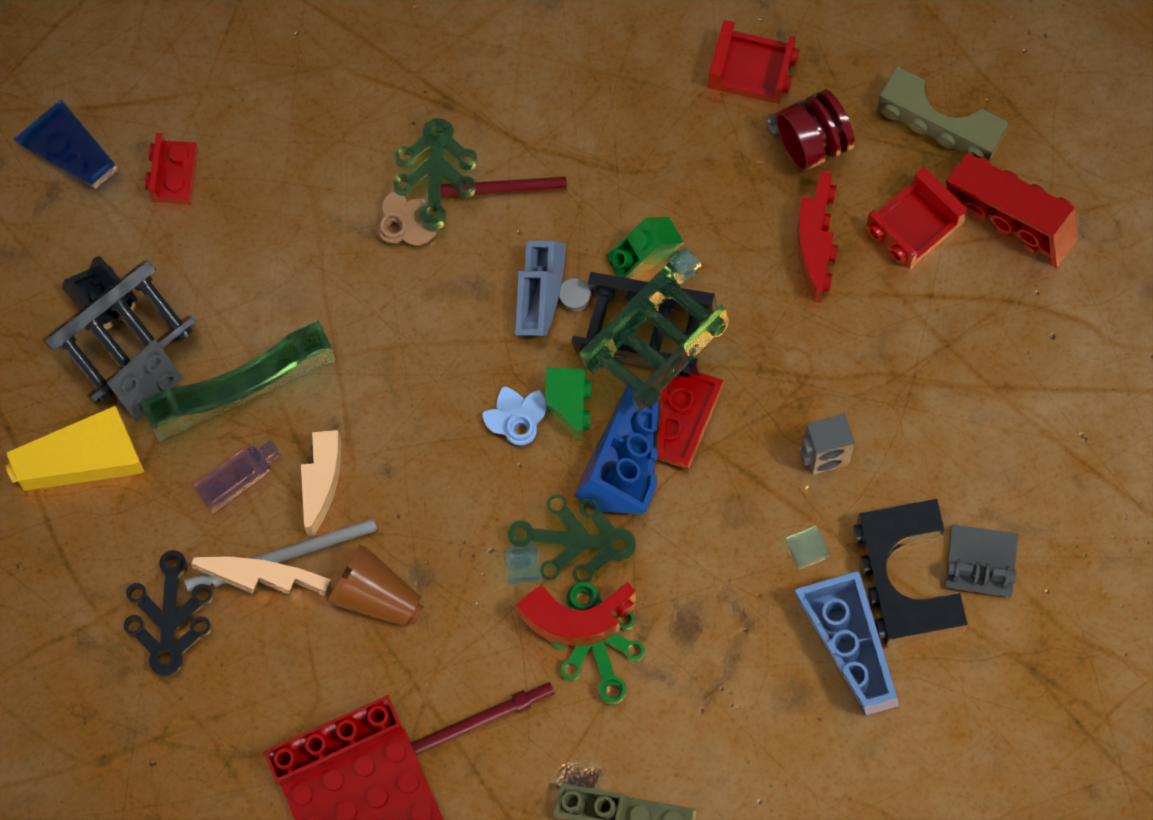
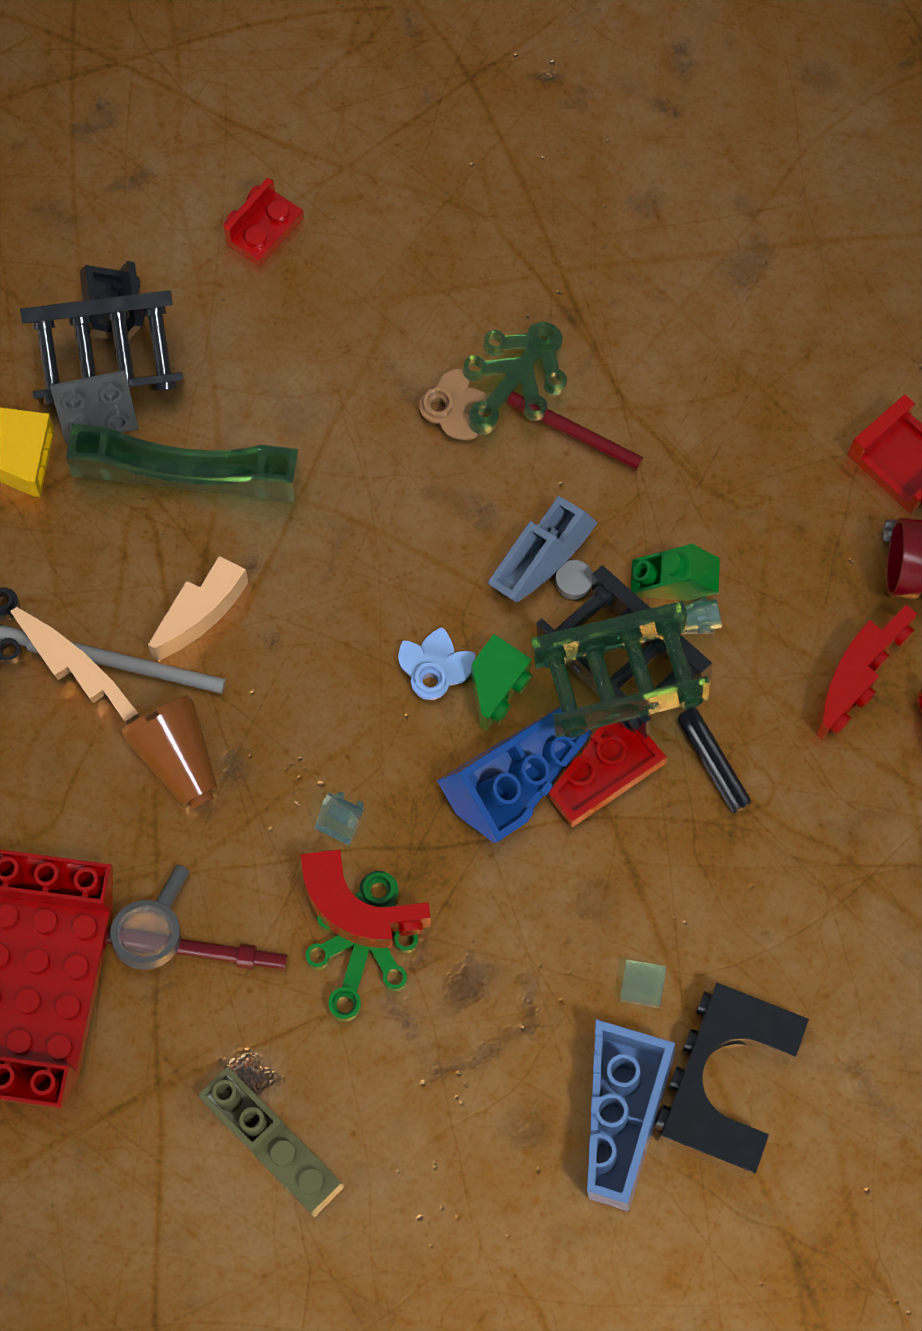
camera: 25 degrees right, 0 degrees up
(68, 145) = (181, 142): clear blue wing -> none
(236, 475) = (121, 553): hinge -> none
(441, 727) = (148, 931): none -> piece
(578, 539) = (412, 827): clear green plant -> none
(756, 362) = (714, 760): none -> black axle
(827, 444) = (729, 889): dark grey brick -> none
(982, 561) = (817, 1114): dark grey hinge -> none

